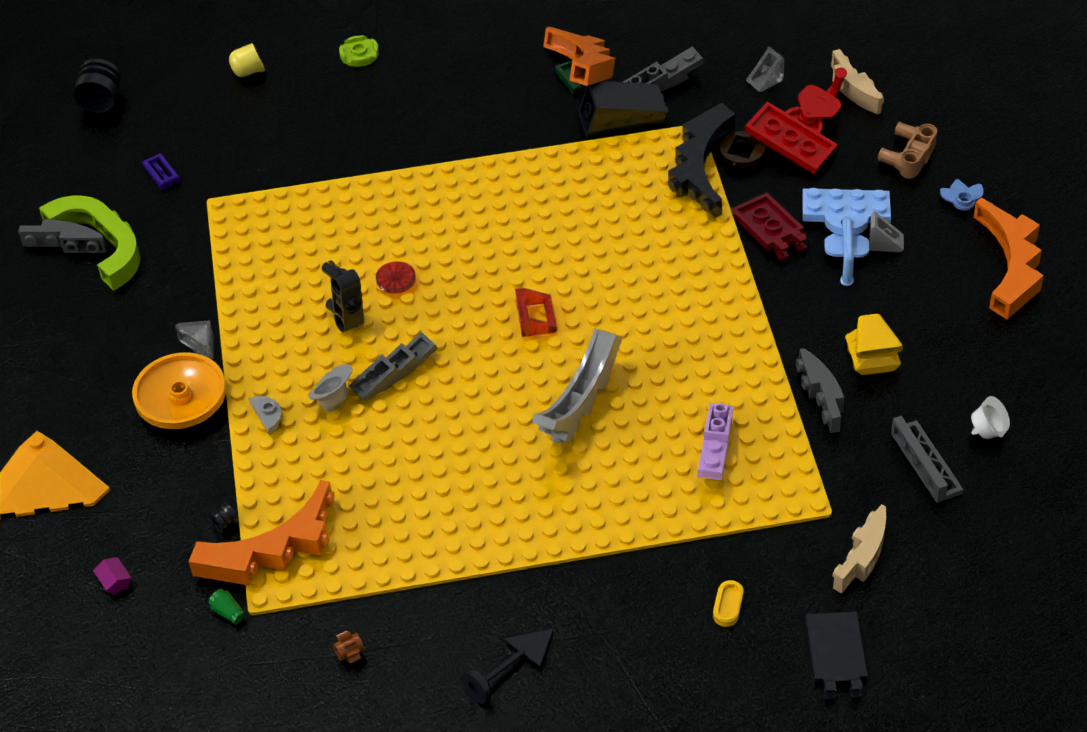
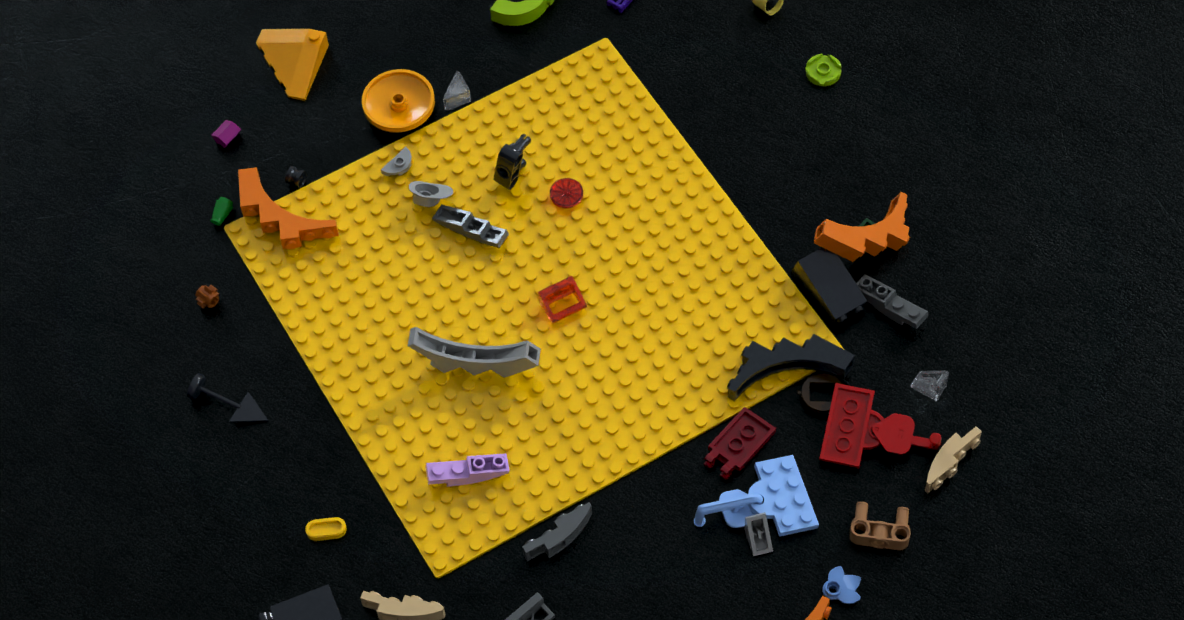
camera: 70 degrees right, 10 degrees up
(873, 346) = (619, 559): yellow piece -> none

